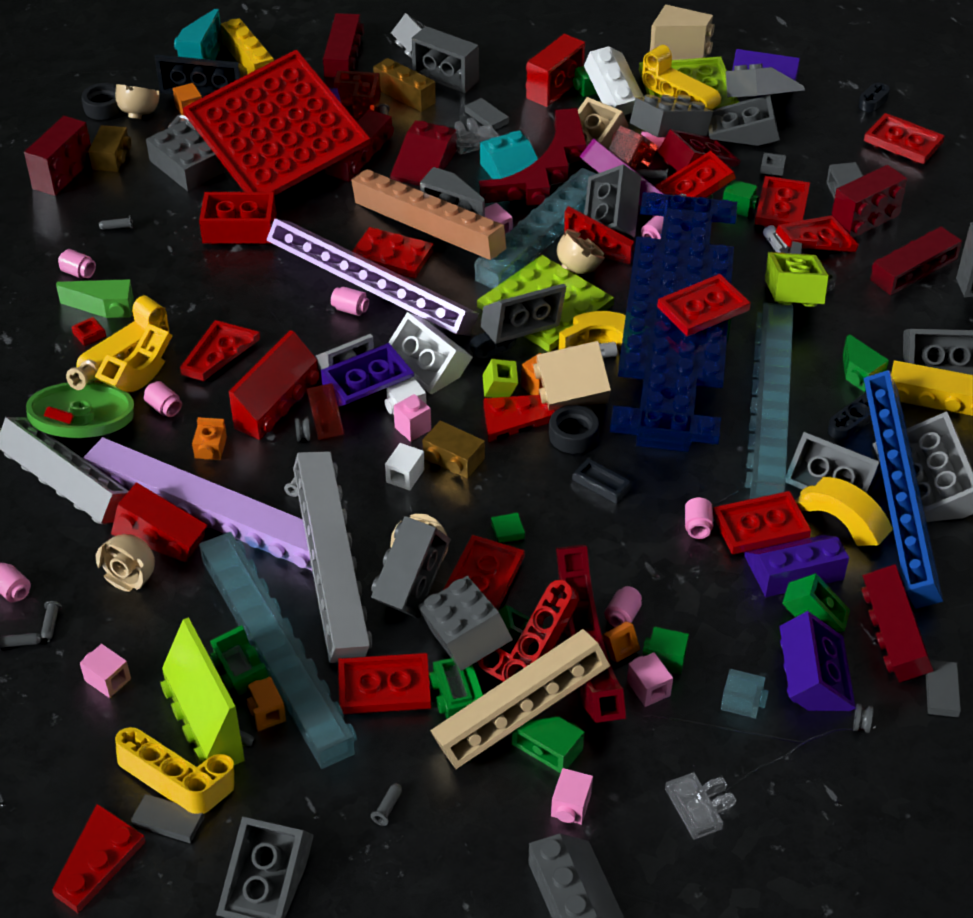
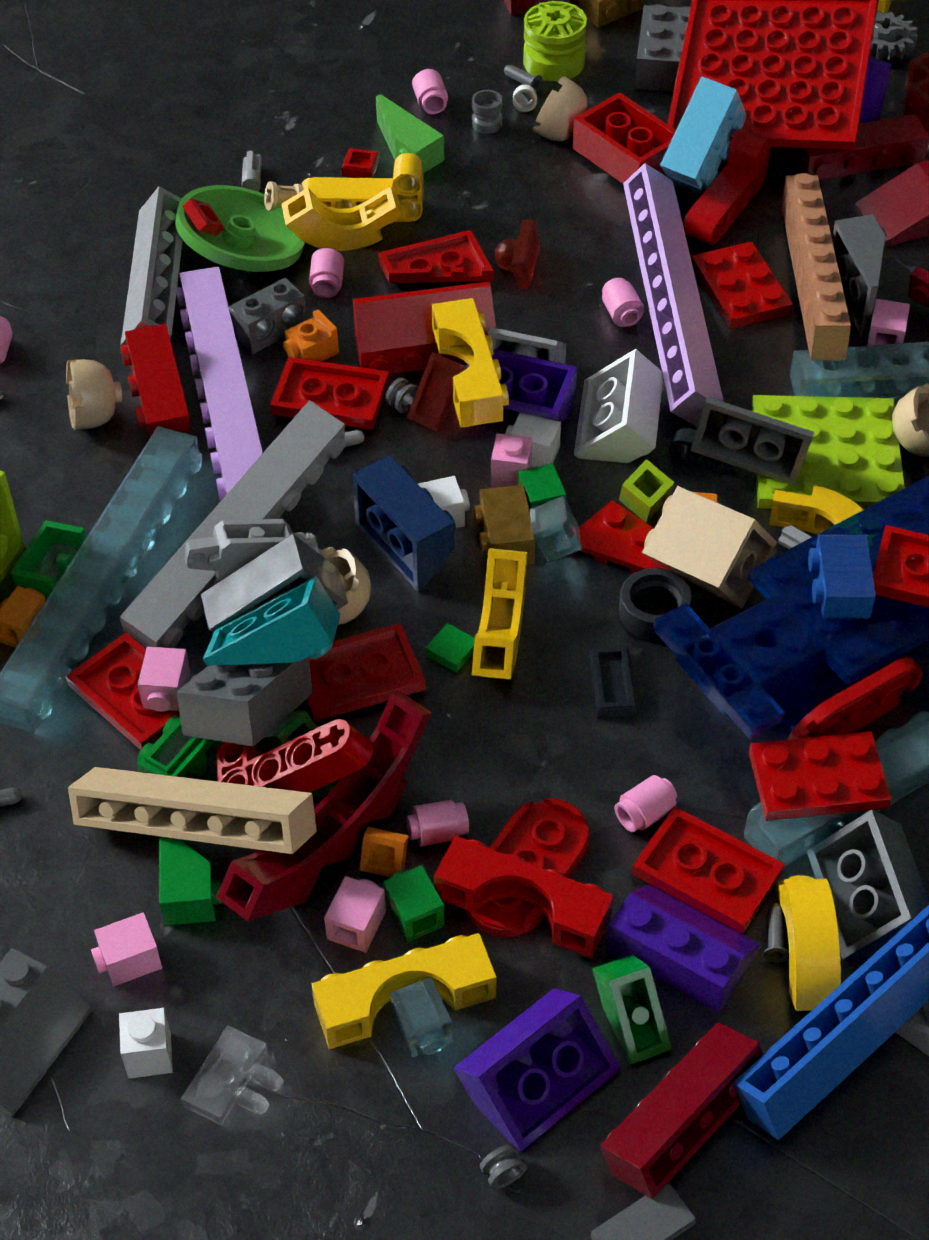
camera: 50 degrees right, 5 degrees up
(28, 379) = (251, 171): none -> light grey piece
(116, 189) = (554, 40): none -> lime wheel
(128, 253) = (487, 112): none -> dark grey wheel
(143, 233) = (520, 101): none -> white hinge
(167, 439) = (267, 314): none -> dark grey brick
(177, 225) = (560, 110): none -> tan cylinder
(258, 458) = (341, 390): none -> red plate
(259, 314) = (520, 254): none -> clear red tile
(292, 193) = (703, 136): none -> medium azure piece
(312, 365) = (477, 389): none -> yellow arch
(323, 205) = (731, 188): none -> red beam
(366, 553) = (238, 543): none -> light grey hinge
(404, 657) = (161, 676): none -> bright pink brick
(408, 484) = (402, 520): none -> dark blue slope
(450, 414) = (541, 485): none -> green brick
(452, 572) = (279, 631): none -> teal slope
(486, 427) = (555, 529): none -> clear light blue brick
(514, 492) = (502, 614): none -> yellow arch
(646, 824) = (145, 1043): none -> white brick
(671, 335) = (843, 576): none -> blue brick
(685, 593) = (547, 836): none -> red tile
(708, 717) = (352, 999): none -> yellow arch
(729, 398) = (861, 702): none -> red tile
(742, 586) = (476, 875): none -> red arch
(759, 438) = (819, 776): none -> red plate
(822, 524) = (776, 948): none -> dark grey piece

